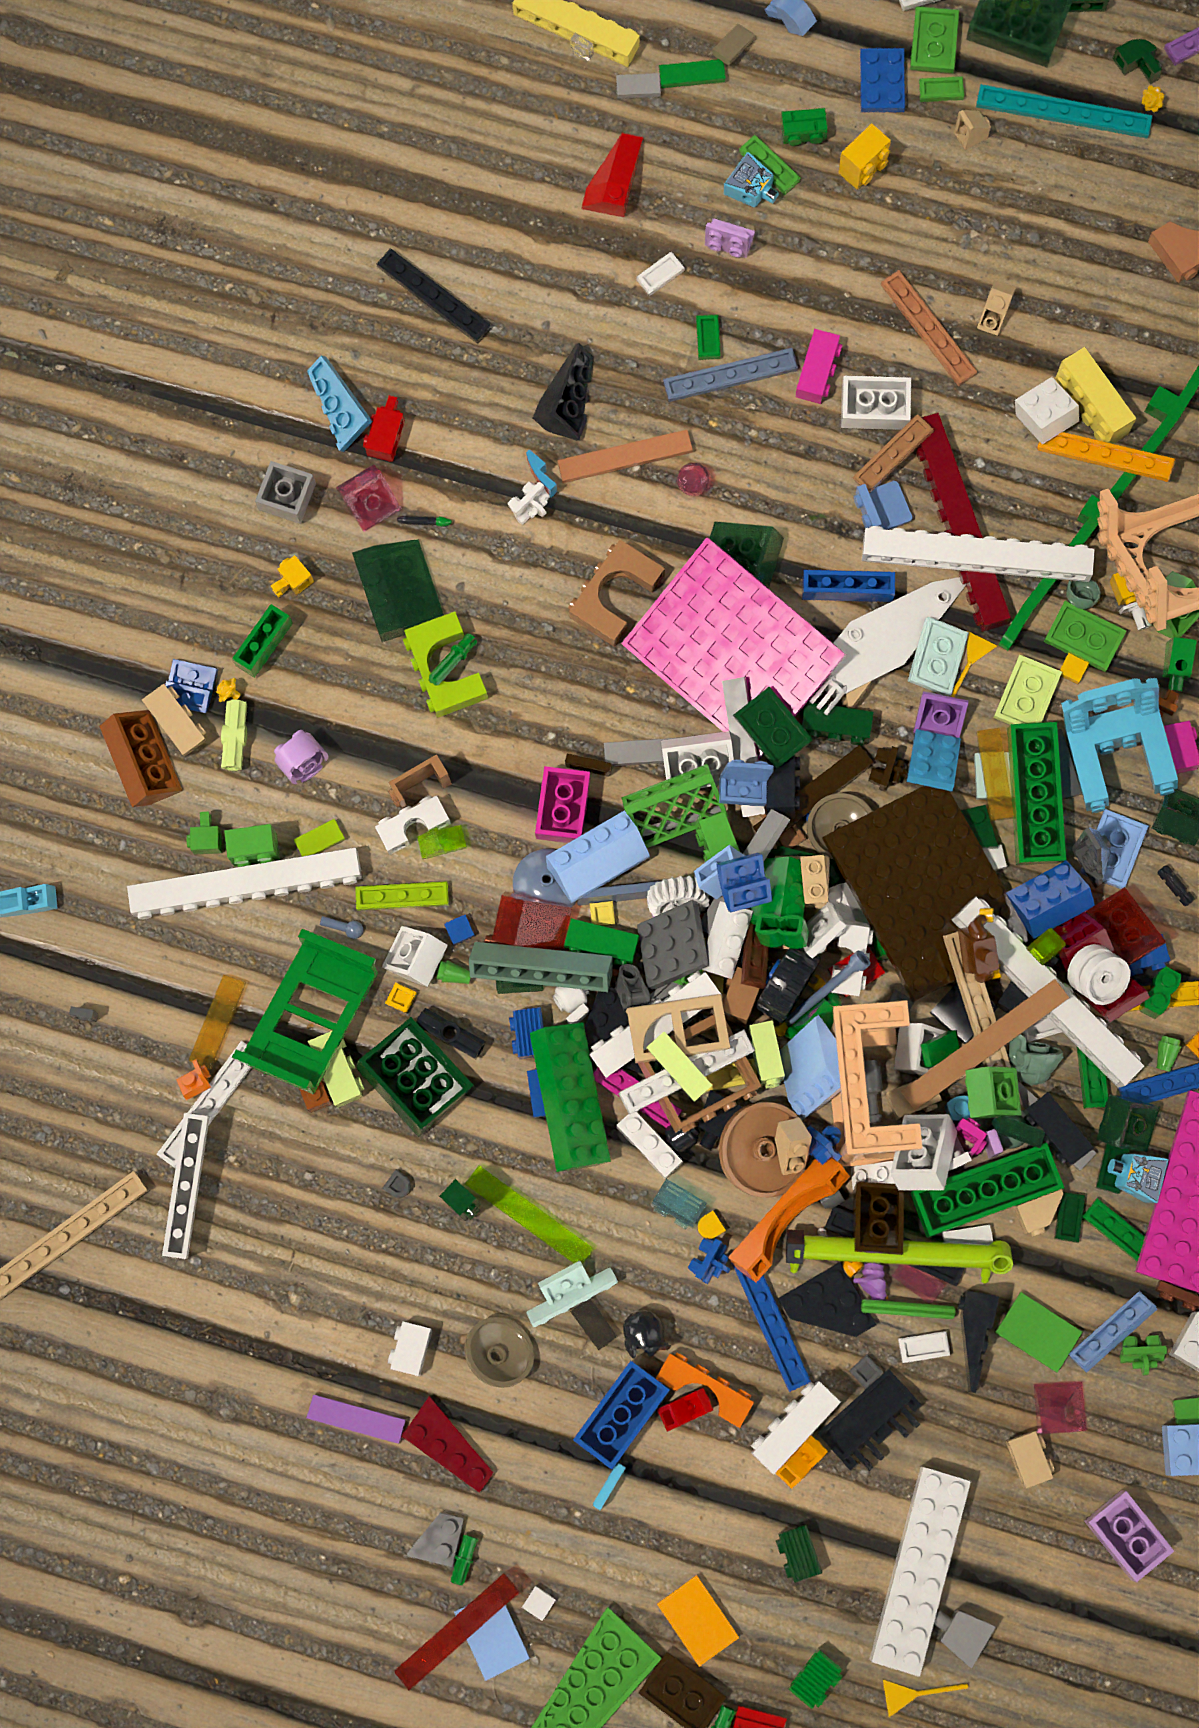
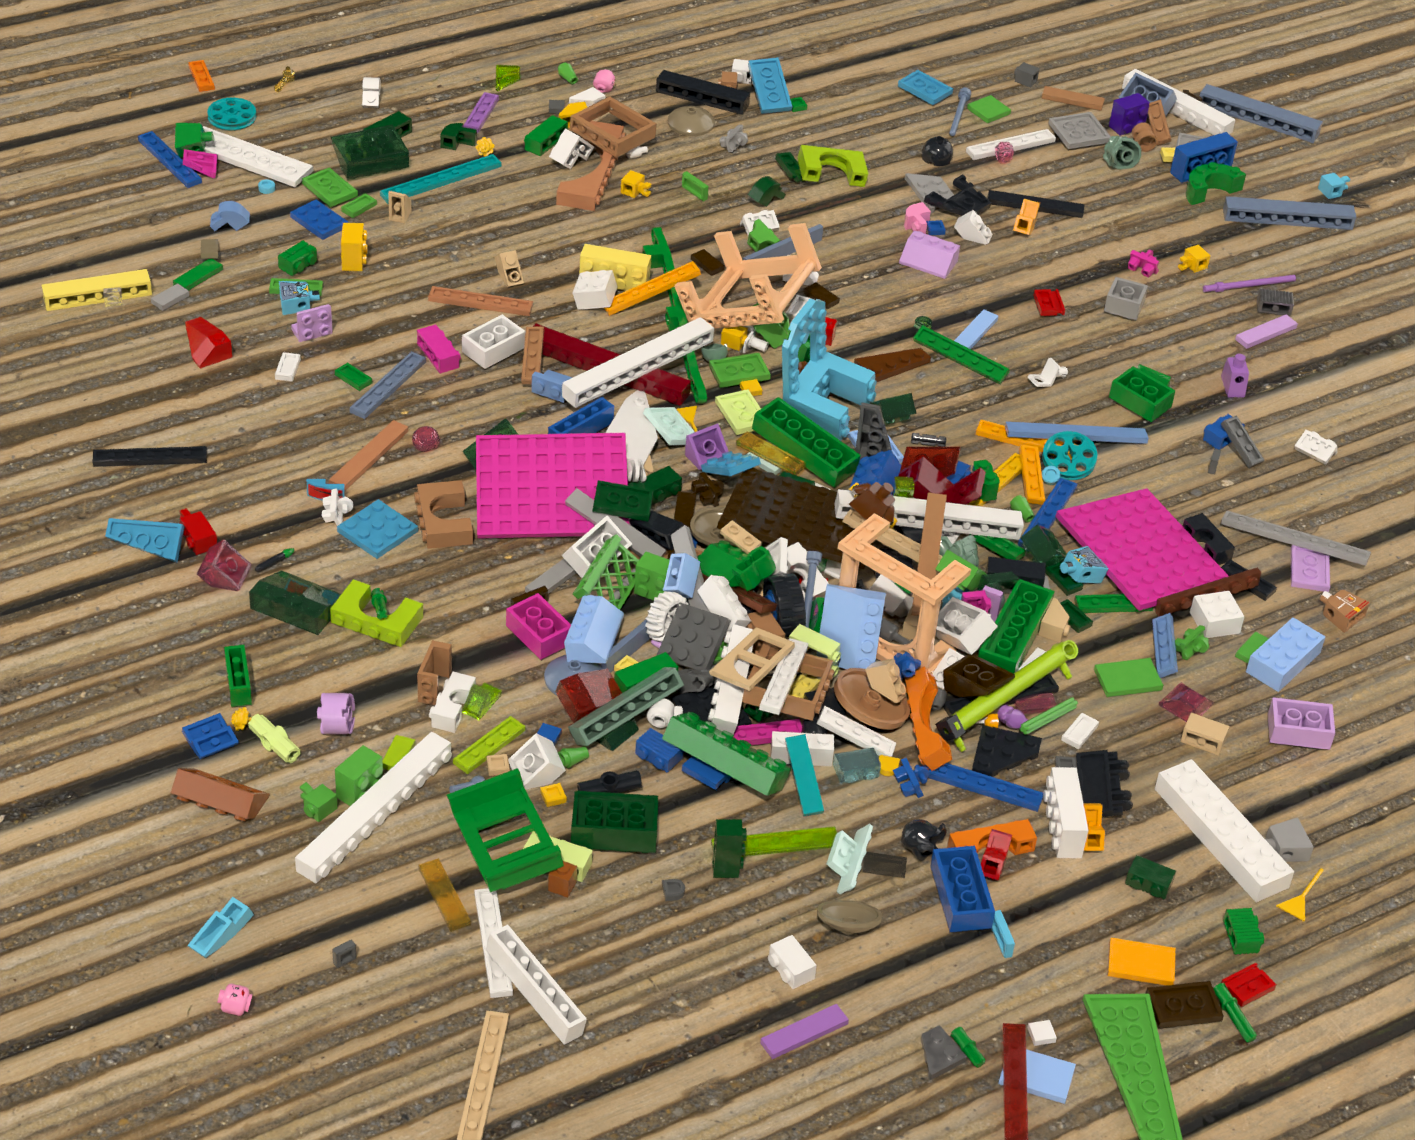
camera: 55 degrees left, 35 degrees down
(175, 719) = (222, 754): tan brick -> none
(194, 1081) = (470, 930): orange bracket -> none
(285, 492) = (164, 595): light grey brick -> none
(293, 576) = (218, 635): yellow brick -> none
(387, 924) = (497, 764): none -> tan tile
(440, 1440) = (870, 999): dark red wing -> none
(546, 558) = (377, 529): none -> dark azure plate
(564, 401) = (298, 451): black wedge -> none
(615, 1177) = (804, 775): none -> teal tile
(679, 1066) = (778, 668): yellowish green tile -> none
(711, 1173) = (855, 732): none -> white tile
(744, 783) = (636, 530): medium blue bracket -> none
(744, 882) = (702, 560): blue slope -> none
(976, 1319) = (1098, 696): black wedge -> none
(1098, 974) = (947, 478): white wheel -> none

